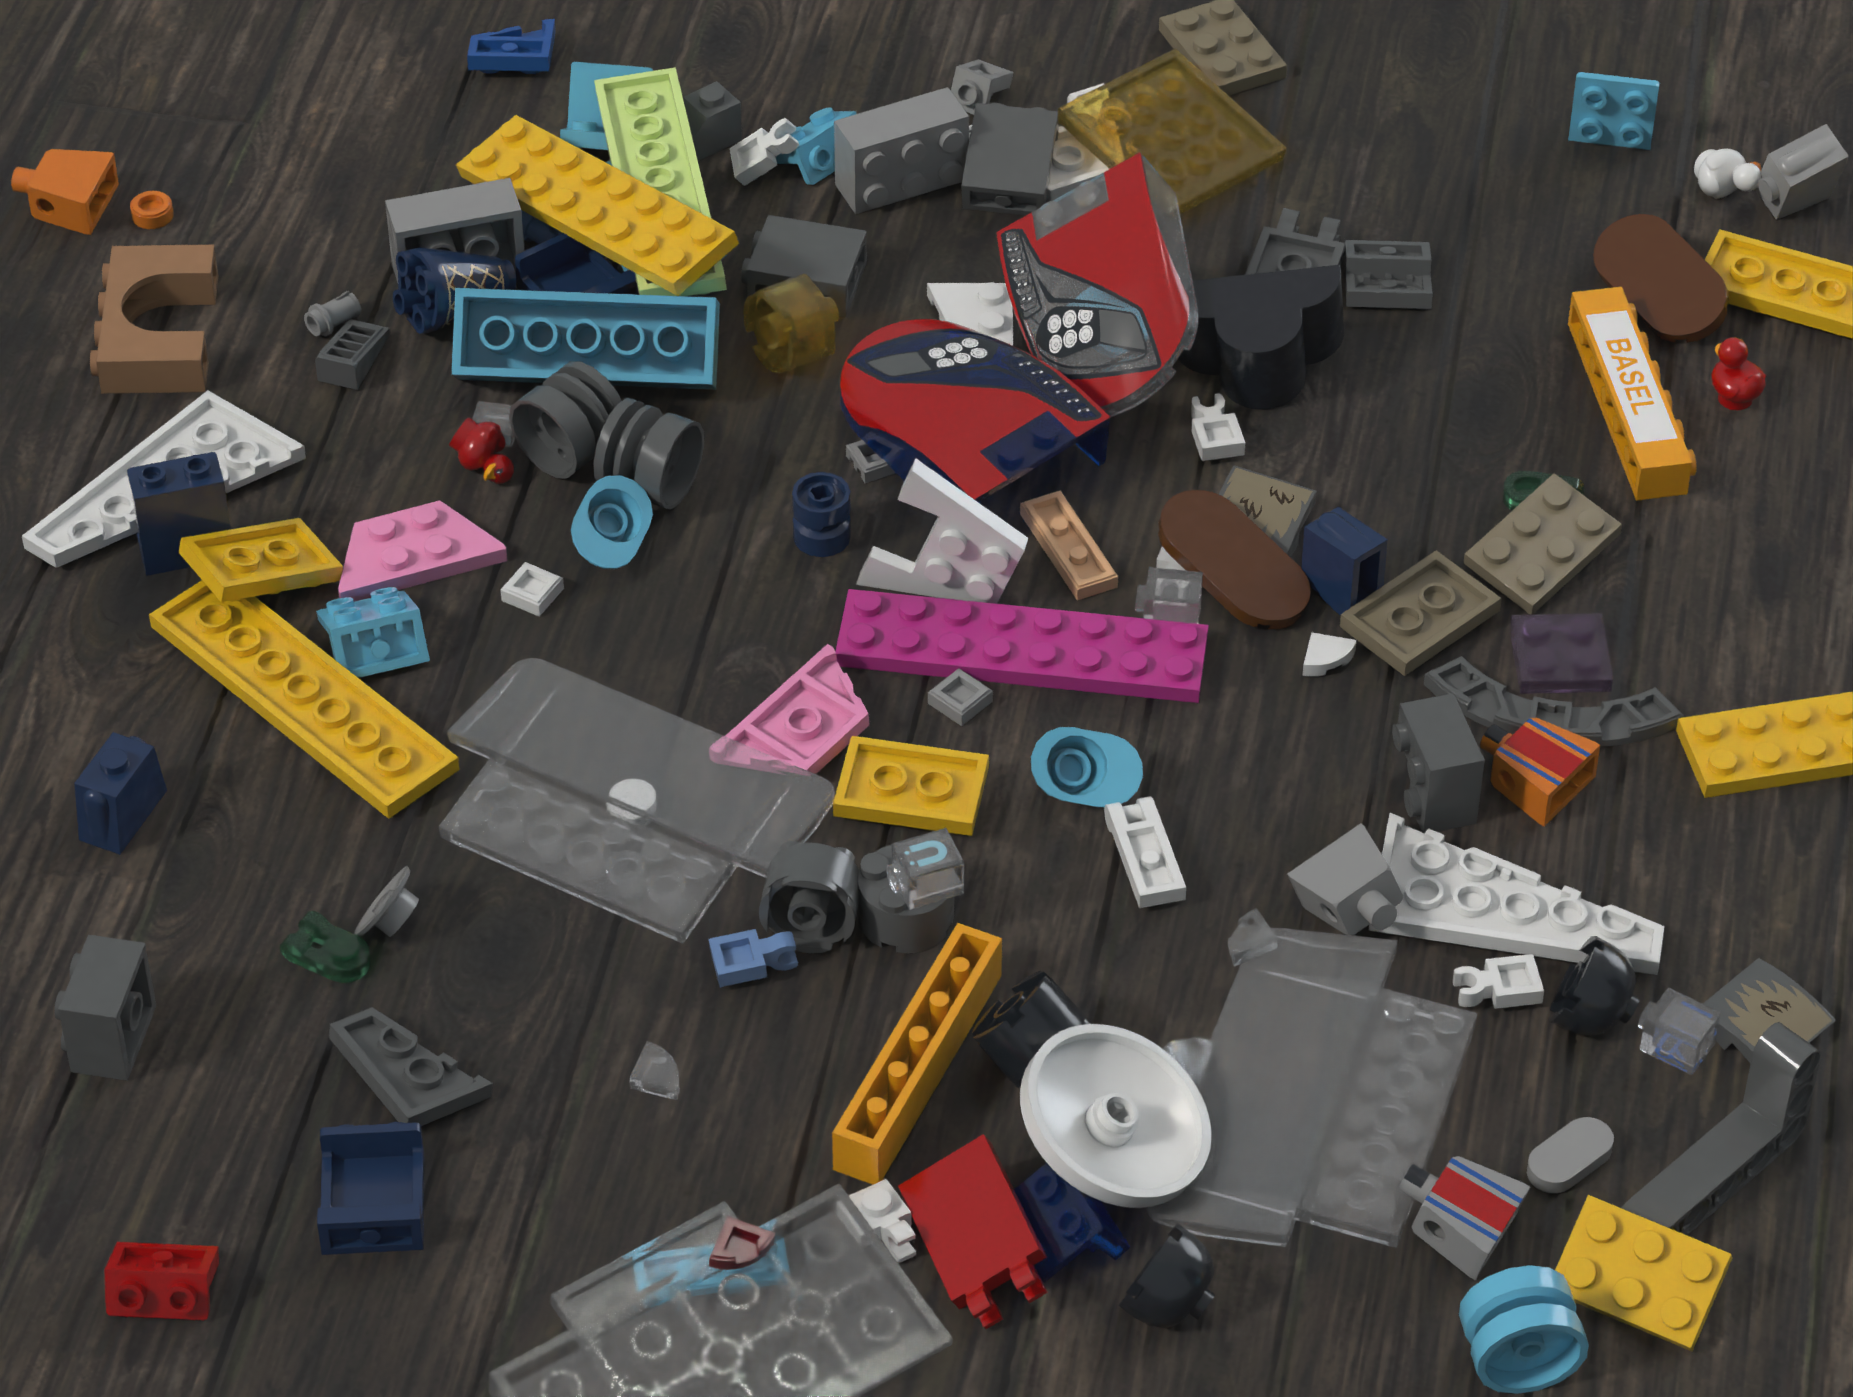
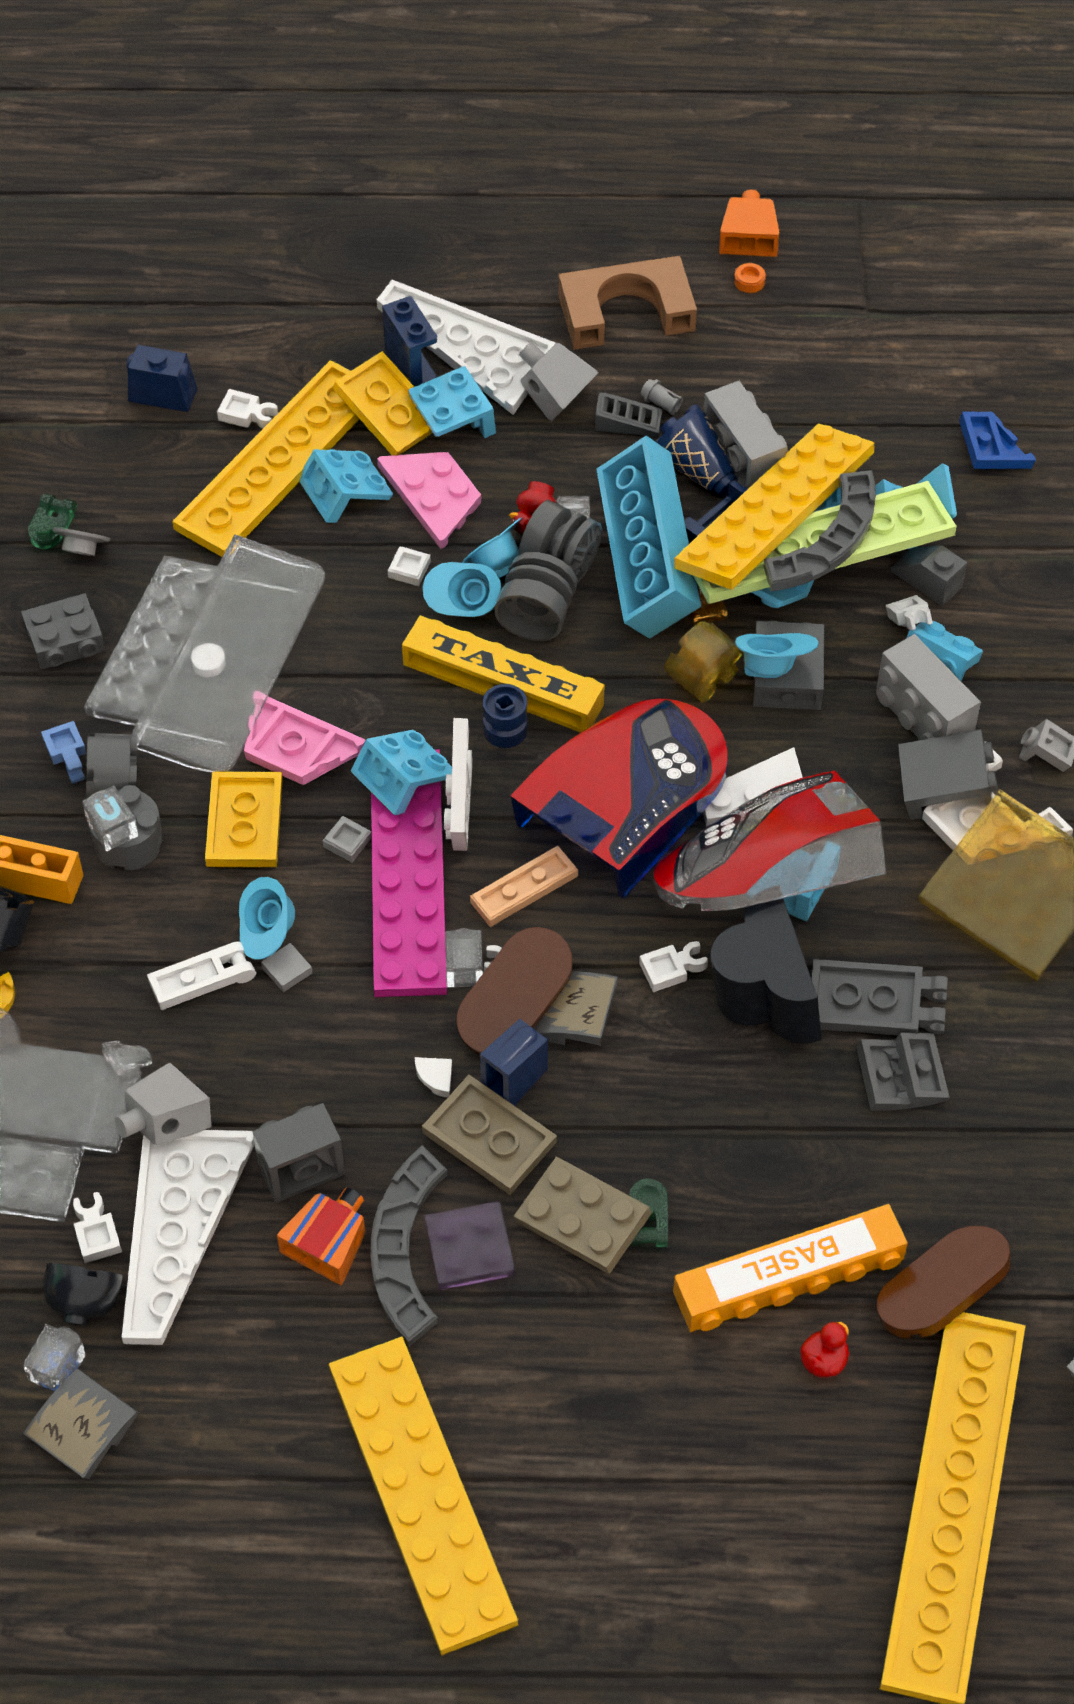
camera: 80 degrees right, 10 degrees up
(200, 721) = (243, 408): none -> white plate
(280, 394) = (554, 377): none -> light grey torso
(287, 491) = (454, 402): none -> medium azure bracket
(538, 947) = (63, 631): none -> dark grey plate
(544, 487) = (497, 552): none -> medium azure piece
(665, 151) = (835, 543): none -> dark grey tile
(743, 517) = (481, 664): none -> yellow brick
(820, 241) = (773, 654): none -> medium azure piece
(893, 610) = (398, 764): none -> medium azure bracket
(1157, 773) = (286, 967): none -> light grey tile

